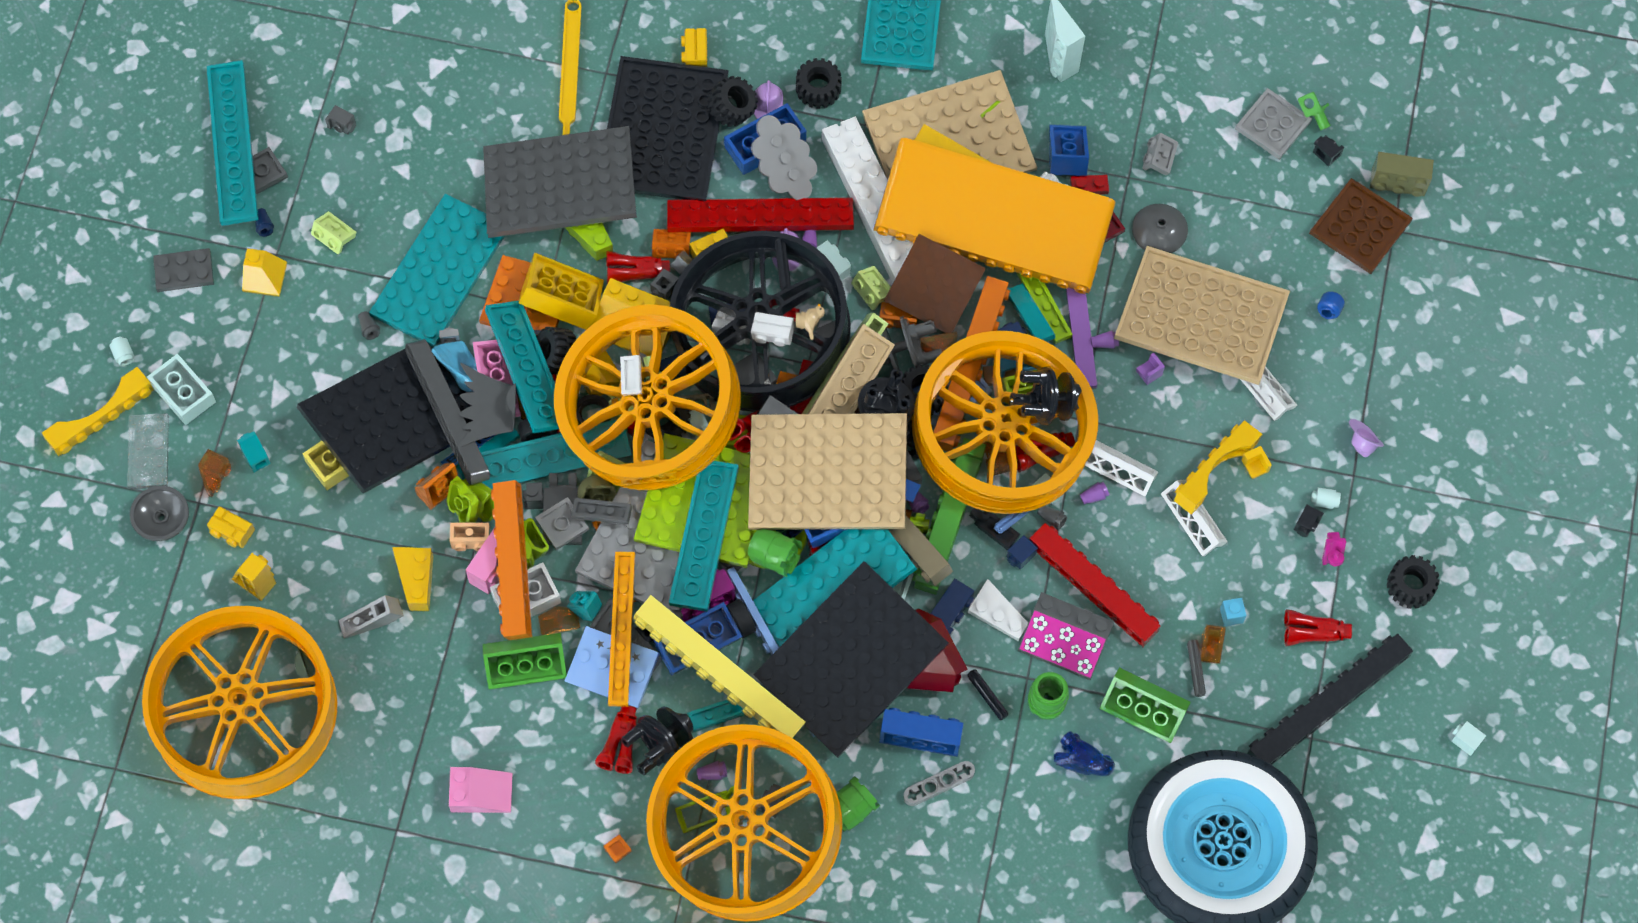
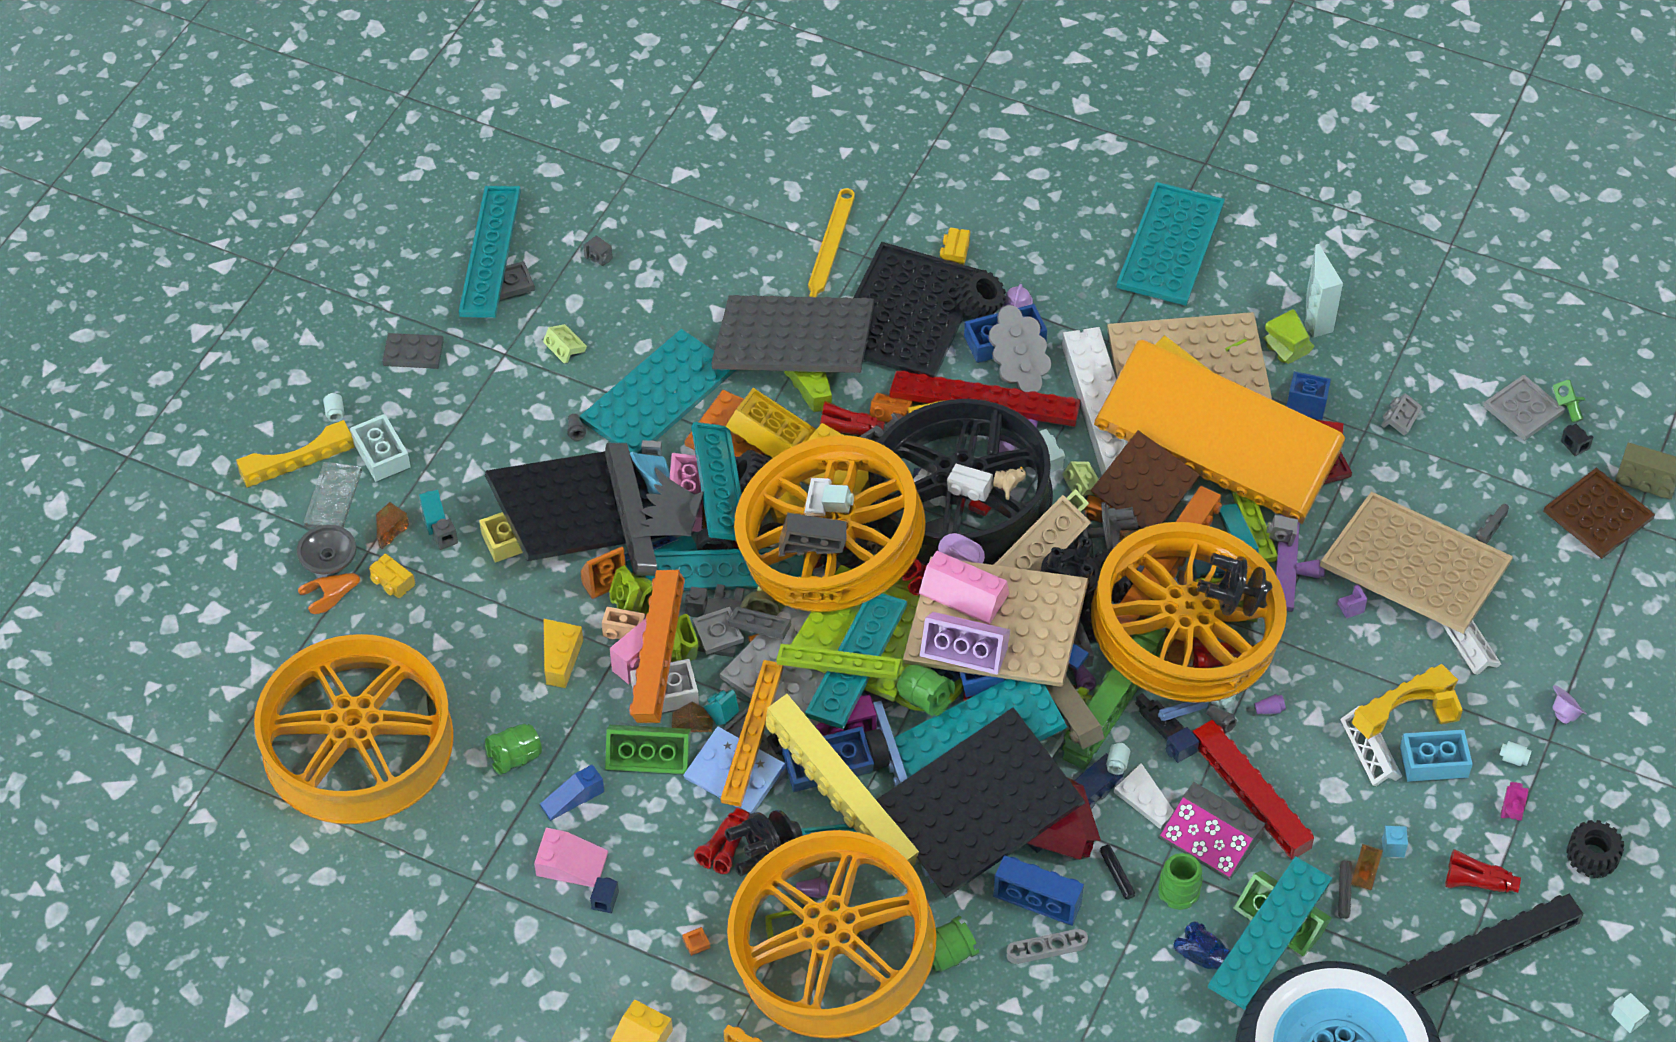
camera: 15 degrees right, 15 degrees down
(177, 552) = (333, 587): none -> orange animal
(255, 576) = (401, 618): yellow wedge -> none
(263, 273) = (487, 364): yellow slope -> none
(264, 225) = (500, 324): dark blue cone -> none
(268, 468) = (443, 528): none -> dark grey brick
(372, 616) = (508, 679): light grey slope -> none
(397, 688) = (513, 747): none -> bright green piece
(465, 722) = (574, 792): none -> blue slope
(521, 820) = (604, 894): none -> dark blue brick
(635, 421) = (811, 534): none -> dark grey wedge
(651, 376) = (837, 498): none -> light aqua brick
(689, 544) = (838, 661): none -> lime plate
(777, 400) = (961, 548): none -> lavender piece
(792, 446) = (964, 587): none -> bright pink slope
(804, 503) = (964, 642): none -> lavender slope
(818, 70) = (1069, 306): black tyre -> none
(967, 584) = (1118, 758): none -> light aqua brick
(1038, 90) = (1288, 337): none -> lime piece
(1073, 306) = (1283, 529): none -> light grey brick
(1123, 462) = (1306, 681): white fence -> none
(1140, 734) = (1269, 933): none -> teal plate
(1164, 237) = (1397, 486): dark grey dish -> none
(1255, 516) = (1436, 755): none -> medium azure brick
(1265, 257) = (1492, 524): none -> dark grey hinge
(1308, 521) = (1492, 771): black brick -> none
(1330, 305) = (1553, 577): blue head -> none

